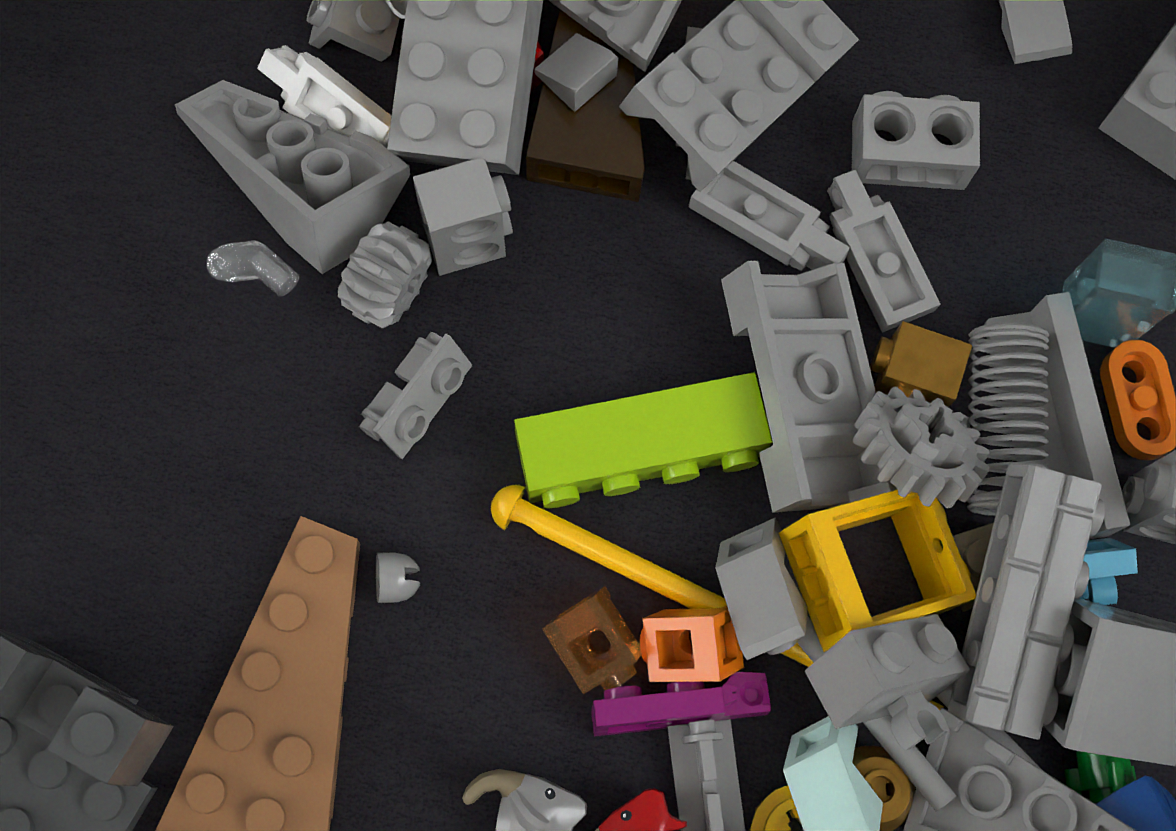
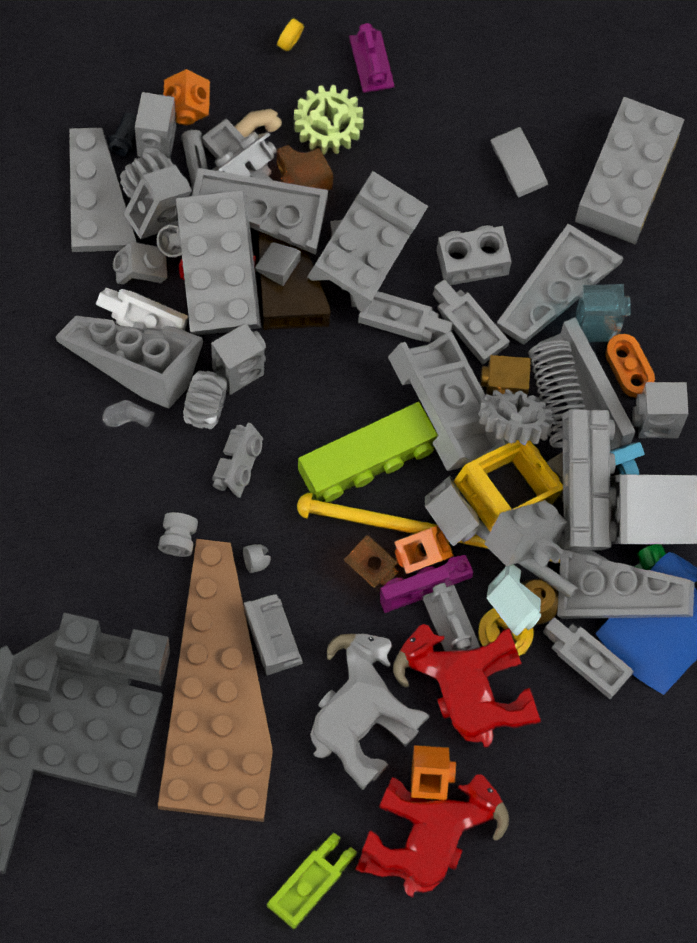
camera: 15 degrees left, 5 degrees down
(267, 504) = (178, 534): none -> light grey wheel
(380, 728) = (272, 634): none -> light grey hinge
(1047, 224) = (557, 283): none -> light grey wing

